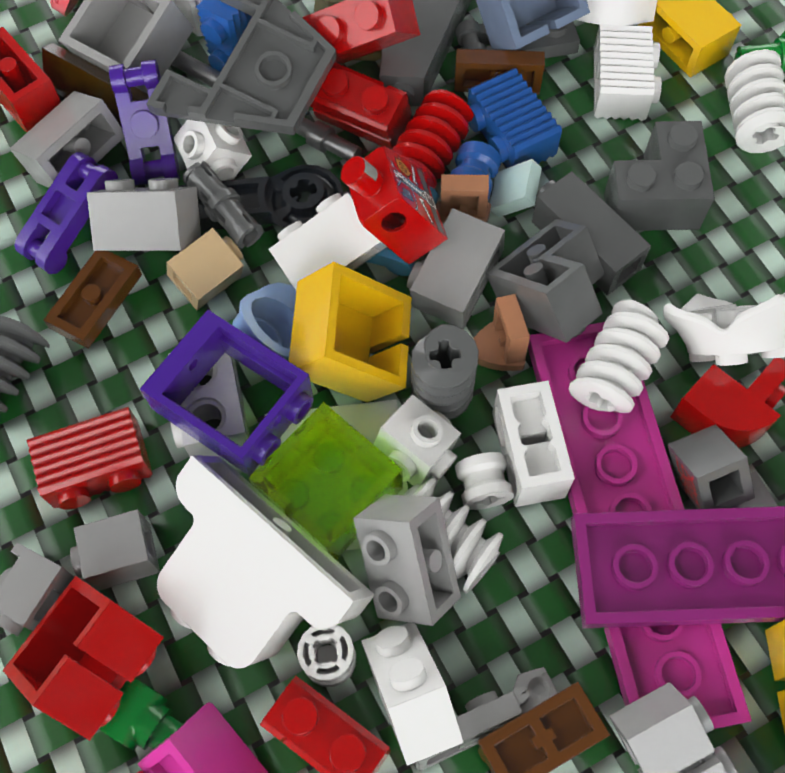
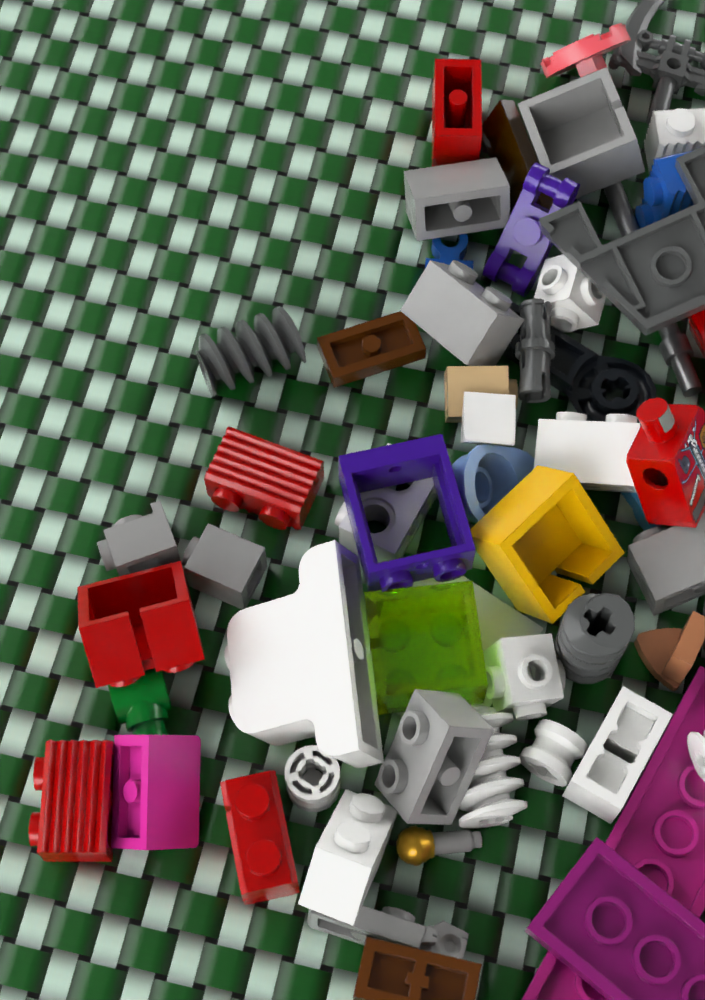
camera: 40 degrees right, 0 degrees up
(63, 212) = (403, 257): dark purple plate -> none
(231, 277) = (488, 419): none -> white slope
(449, 632) = (418, 845): none -> piece

